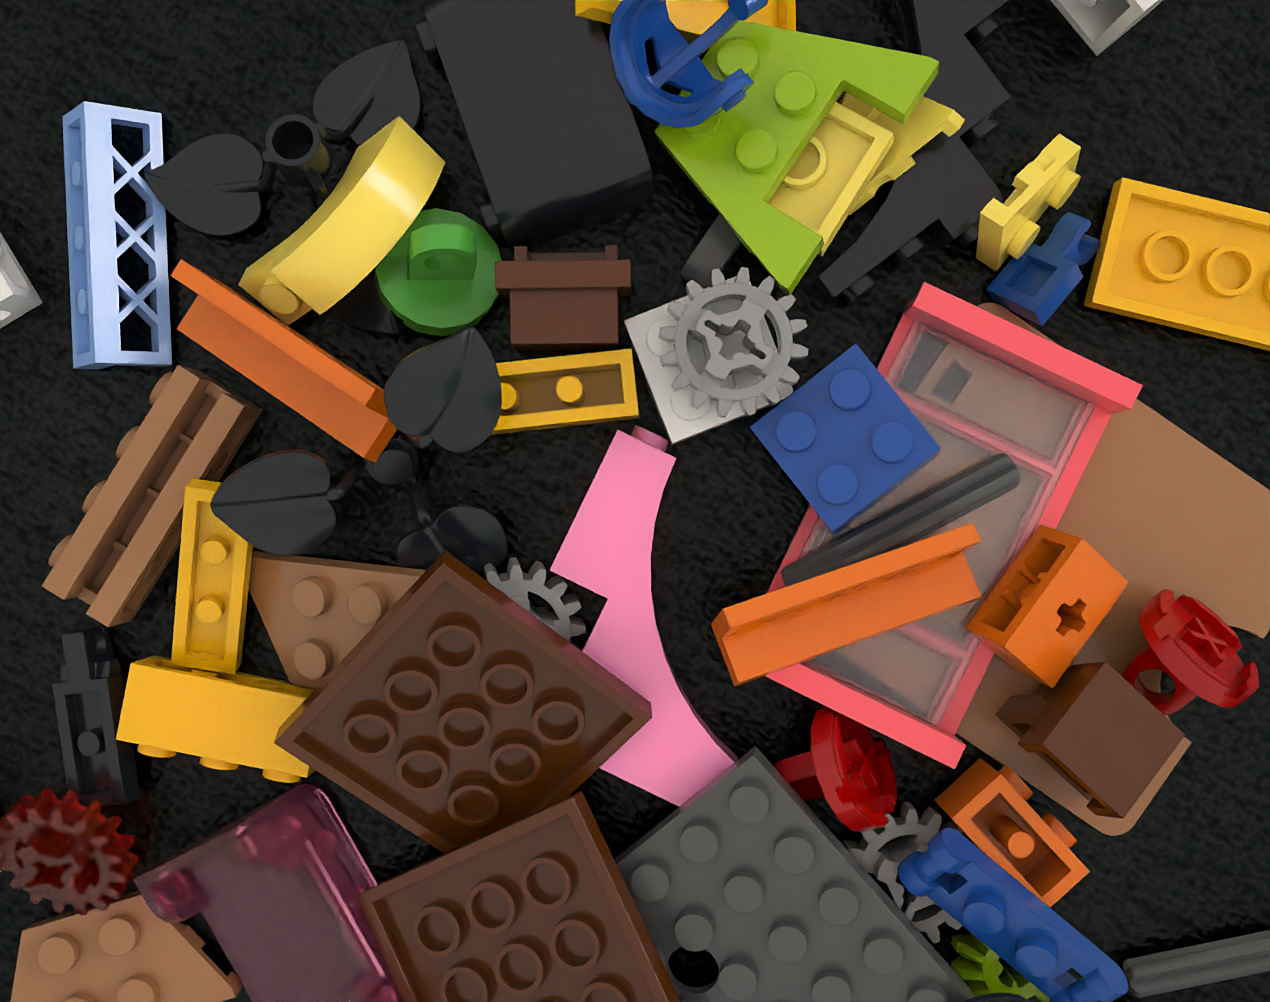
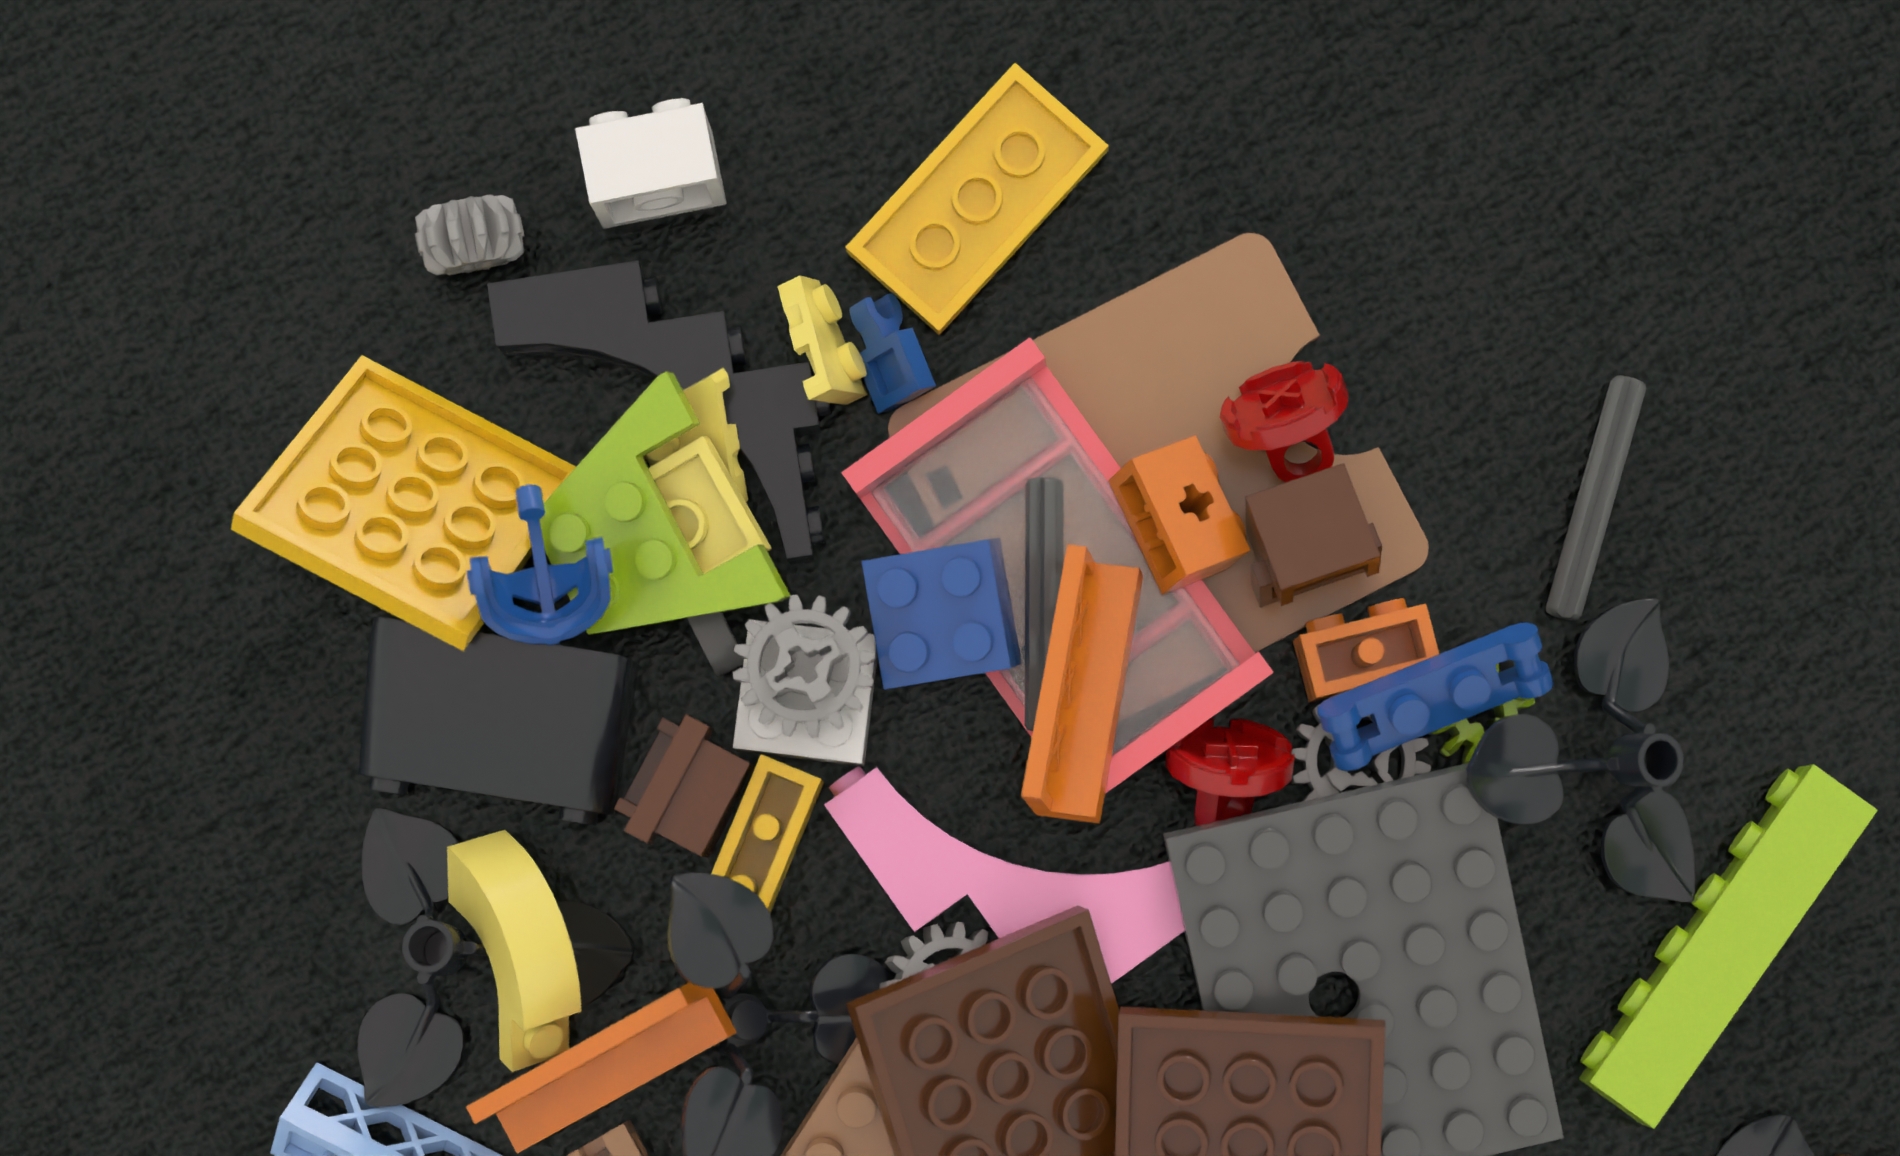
camera: 60 degrees left, 5 degrees down
(440, 273) = (603, 886): bright green tile -> none

